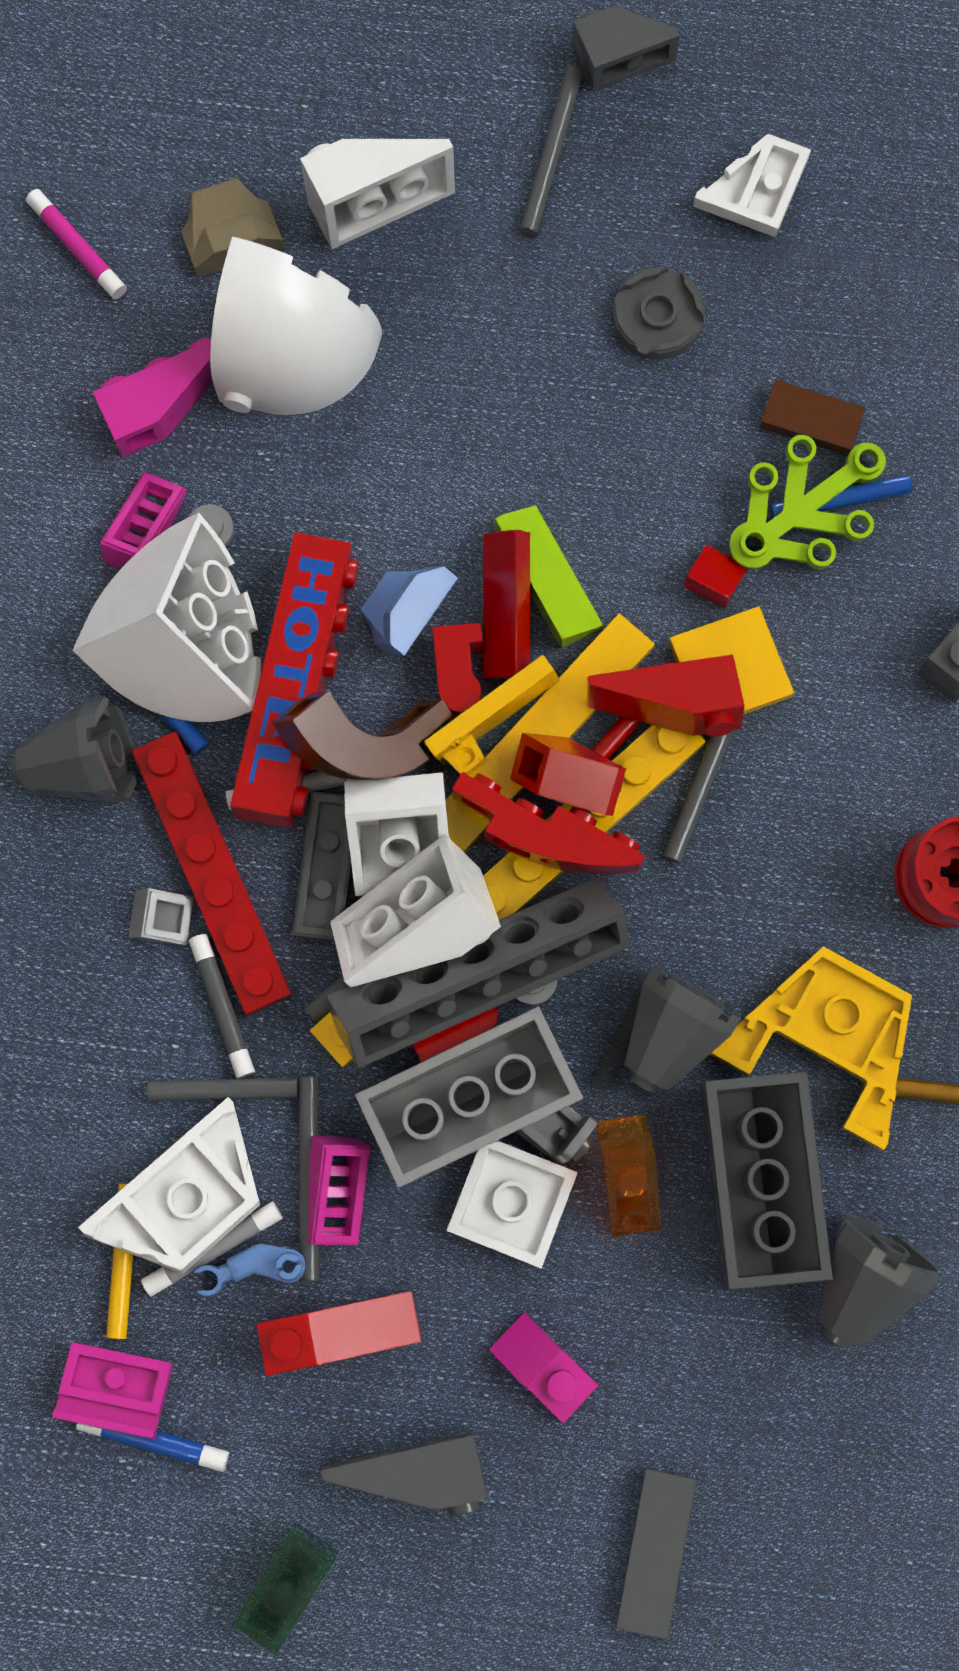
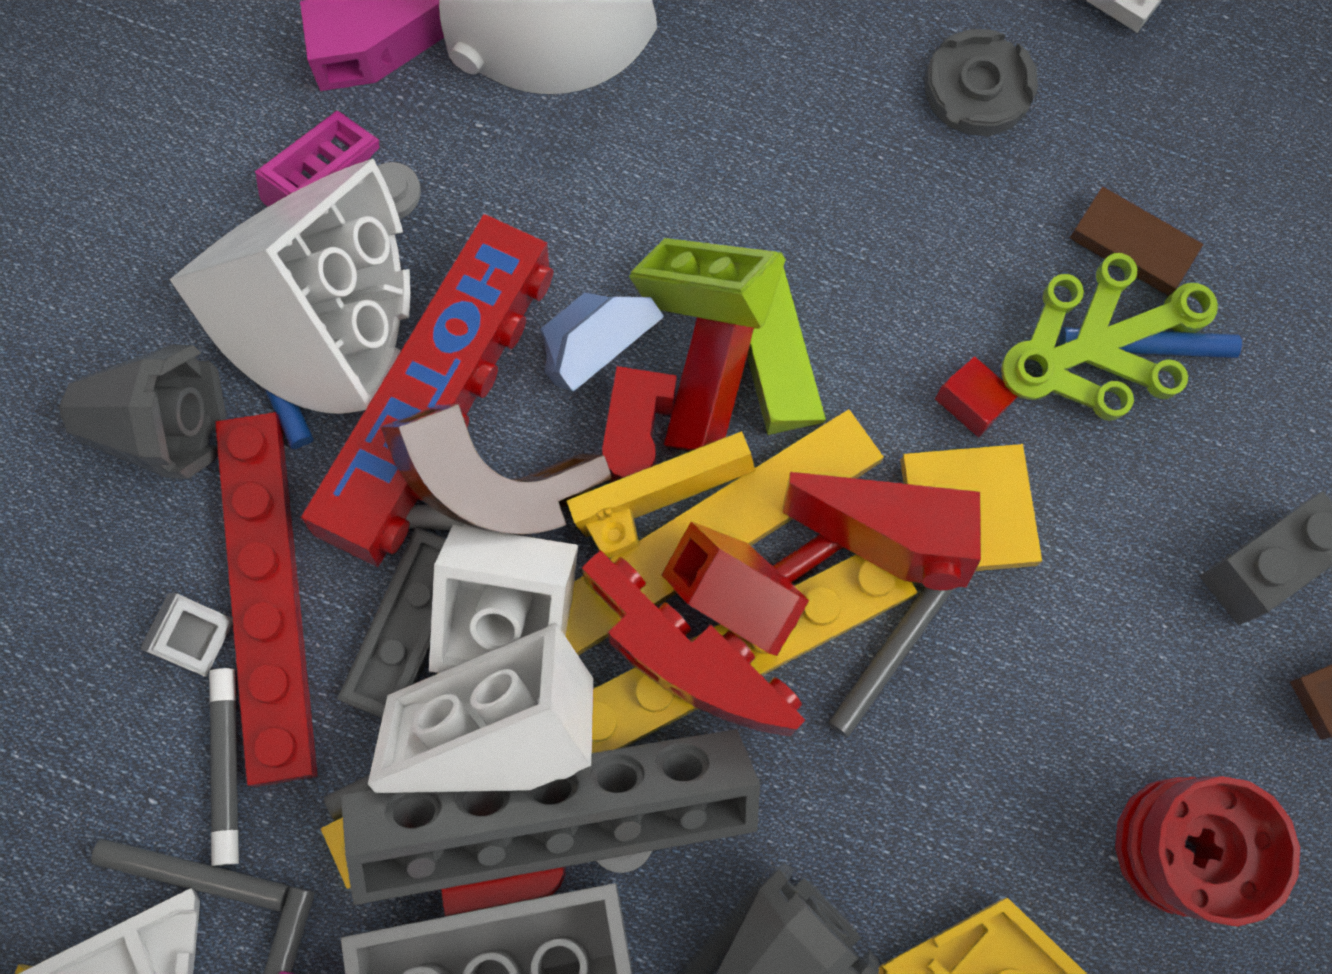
camera: 10 degrees right, 5 degrees down
(486, 542) = (710, 280): none -> lime slope

